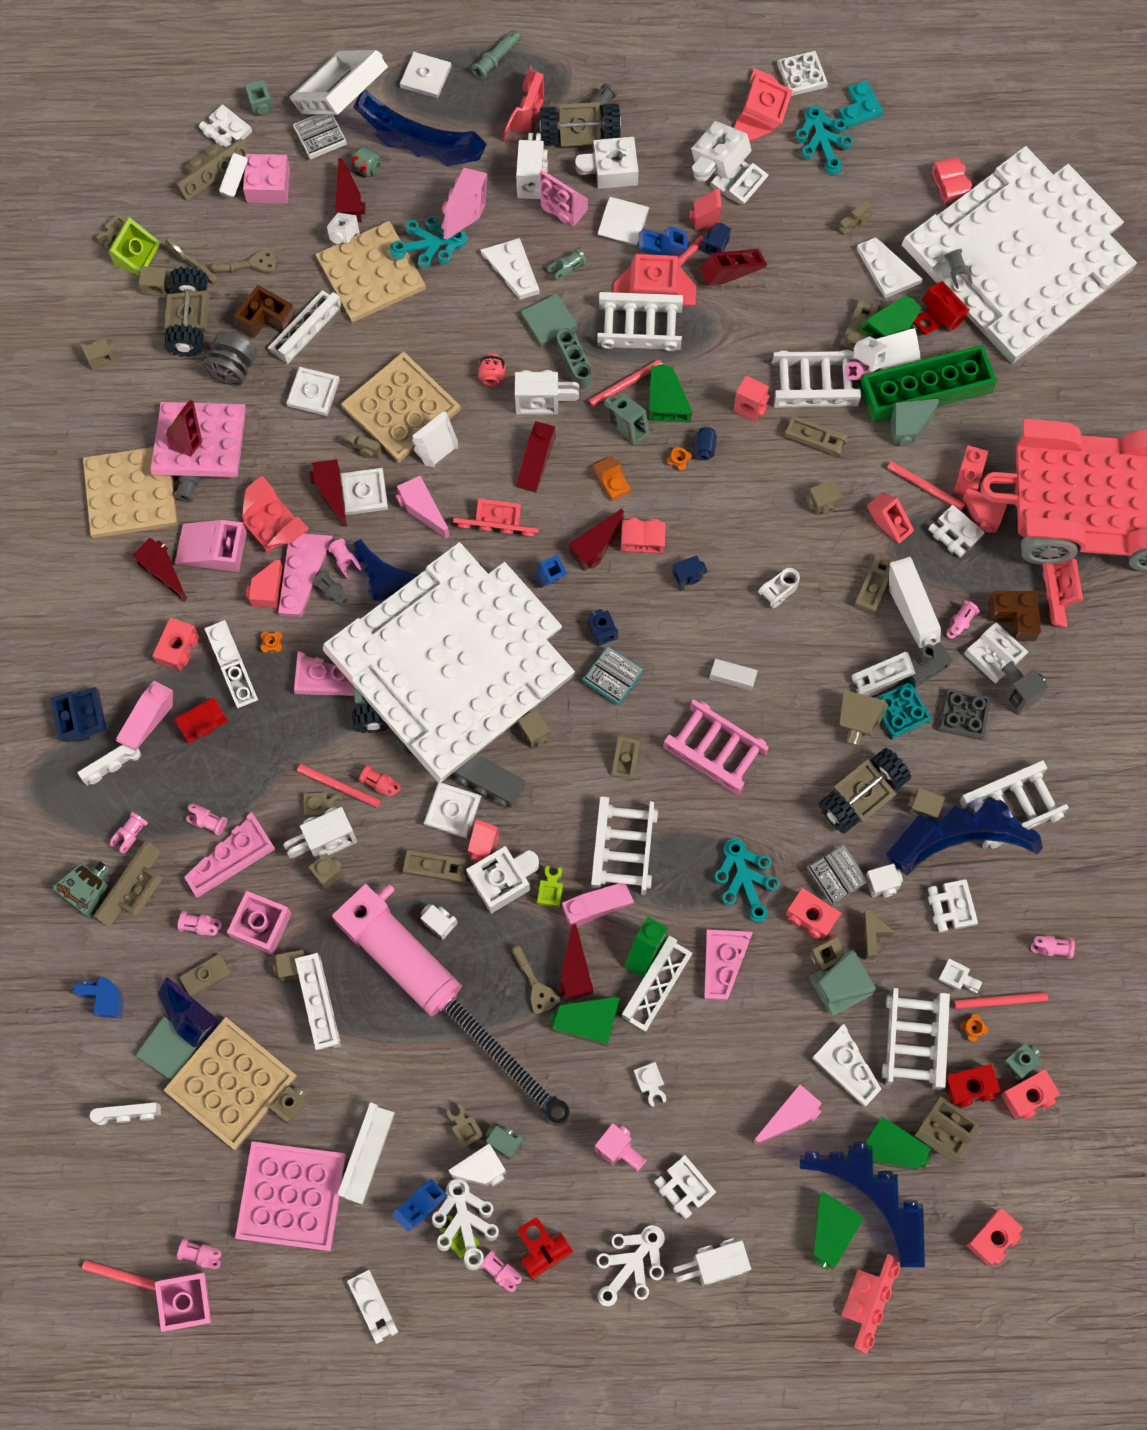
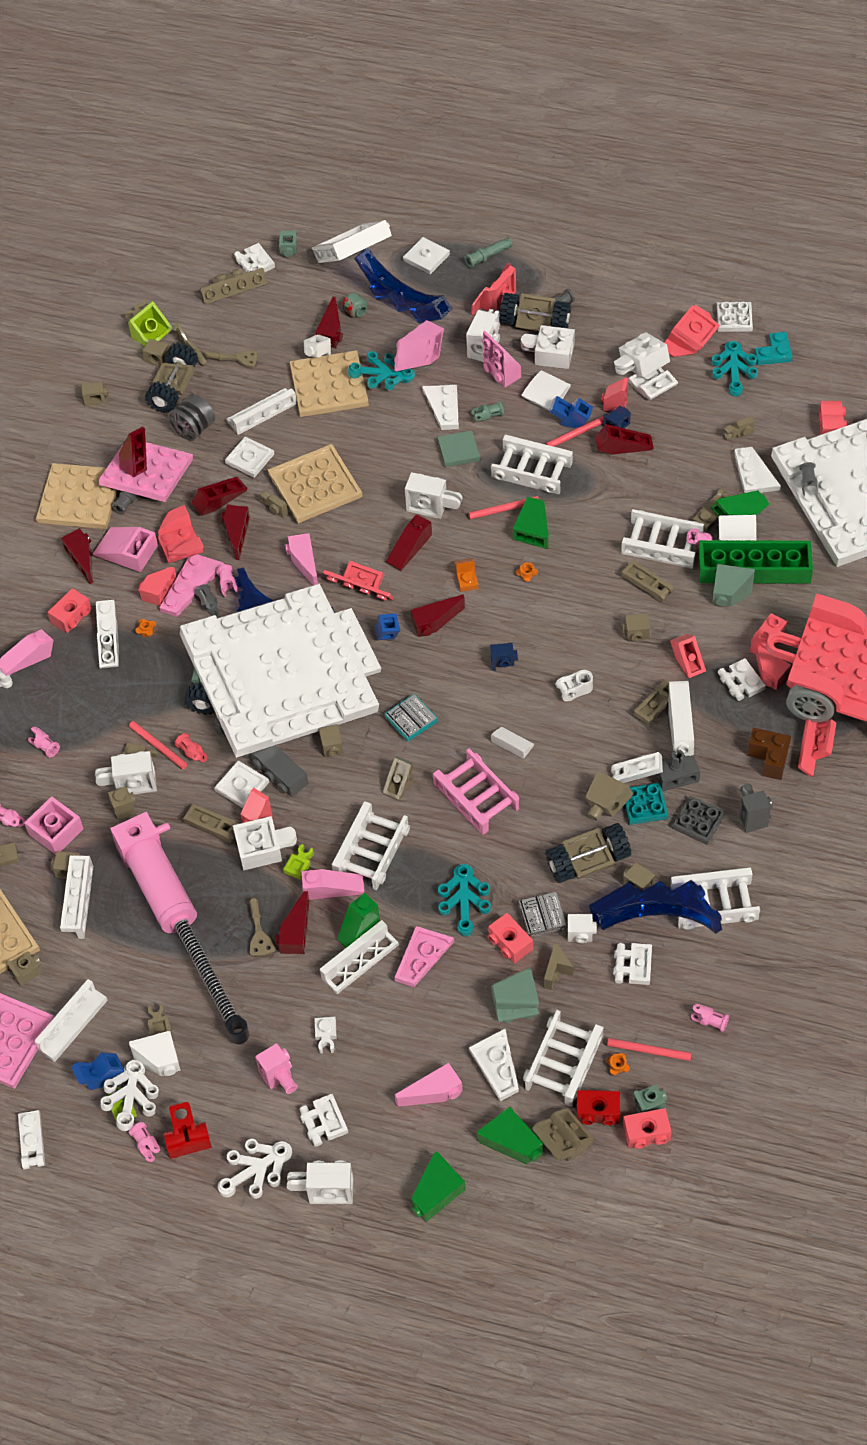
camera: 20 degrees right, 15 degrees down
(201, 720) = (67, 668): red piece -> none
(233, 175) = (245, 291): white slope -> none
(237, 852) = (59, 772): bright pink wing -> none
(263, 307) = (231, 388): reddish brown brick -> none
(266, 178) = (271, 300): bright pink brick -> none
(295, 450) = (216, 495): none -> dark red slope
(319, 134) = (326, 279): tile -> none
(320, 678) = (172, 662): bright pink wing -> none
(364, 491) = (261, 537): white plate -> none
(435, 440) = (331, 510): white slope -> none
(438, 920) = (198, 863): white brick -> none
(491, 370) = (397, 473): coral head -> none
(503, 1140) = (187, 1042): sand green brick -> none
(574, 349) = (467, 479): sand green beam -> none
(587, 1020) = (291, 969): green slope -> none
(605, 633) = (416, 677): dark blue brick -> none
(628, 418) = (491, 524): sand green torso -> none
(643, 536) = (474, 621): coral brick -> none
(657, 276) = (560, 434): coral piece -> none
(705, 443) = (552, 565): dark blue brick -> none
(751, 399) = (600, 538): coral brick -> none
(834, 956) = (516, 963): dark tan brick -> none
(868, 1300) = (447, 1253): coral bracket -> none
(871, 353) = (712, 525): white brick -> none
(882, 1188) = (499, 1194): clear blue arch -> none
(925, 485) = (728, 640): coral bar -> none
(943, 309) = (790, 510): red piece -> none
(957, 975) = (618, 1019): white plate -> none
(960, 621) = (720, 746): bright pink piece -> none
(982, 1244) = (581, 1222): coral brick -> none
(994, 651) = (741, 773): white slope -> none

